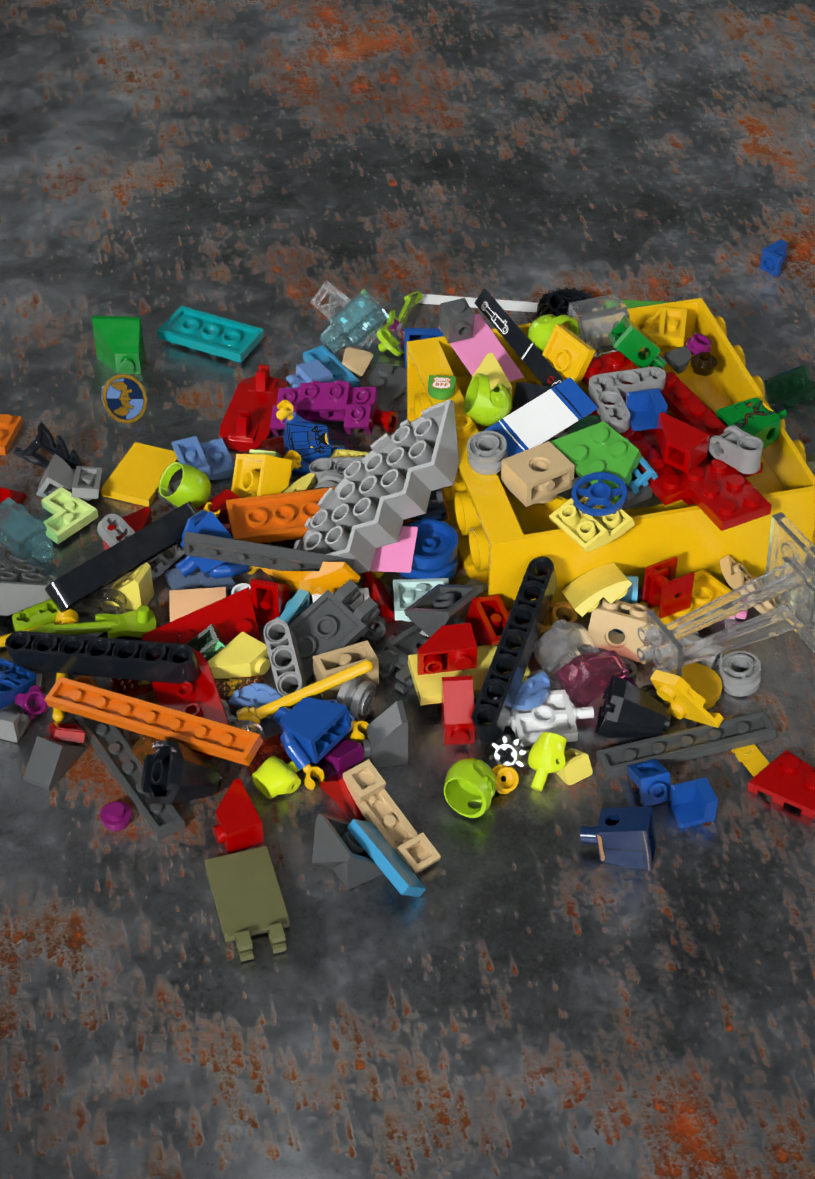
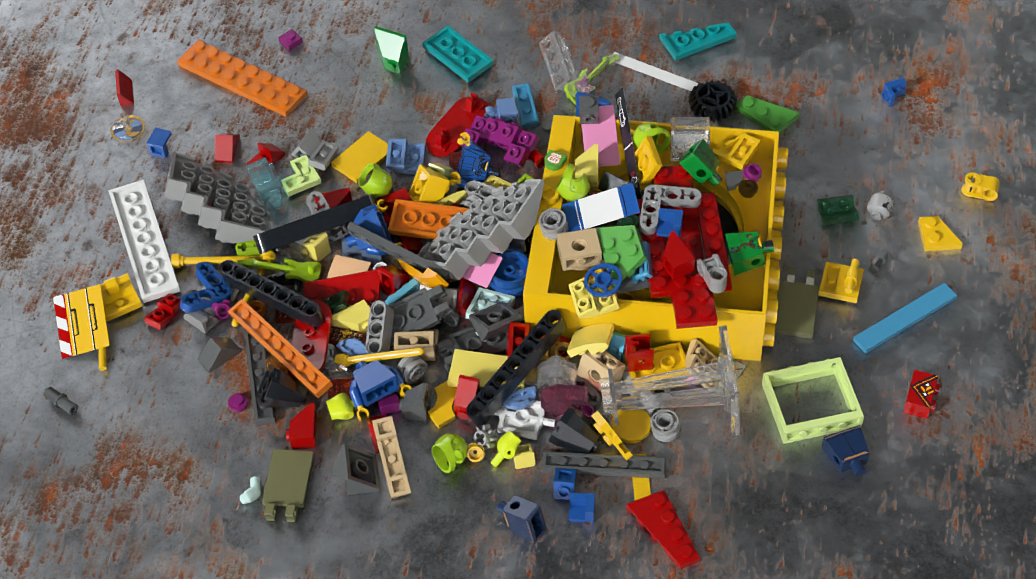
camera: 25 degrees right, 10 degrees up
(46, 441) = (311, 123): black piece -> none
(66, 732) = (232, 337): red tile -> none
(123, 399) = (373, 95): shield -> none
(201, 929) = (253, 492): none -> light aqua arm
(354, 322) = (553, 72): clear light blue hinge -> none
(356, 360) = (543, 103): tan slope -> none
(386, 858) = (376, 483): dark azure tile -> none
(425, 742) = (442, 411): none -> yellow tile
(448, 650) = (476, 354): red slope -> none
(507, 258) = (694, 41): none -> teal wing

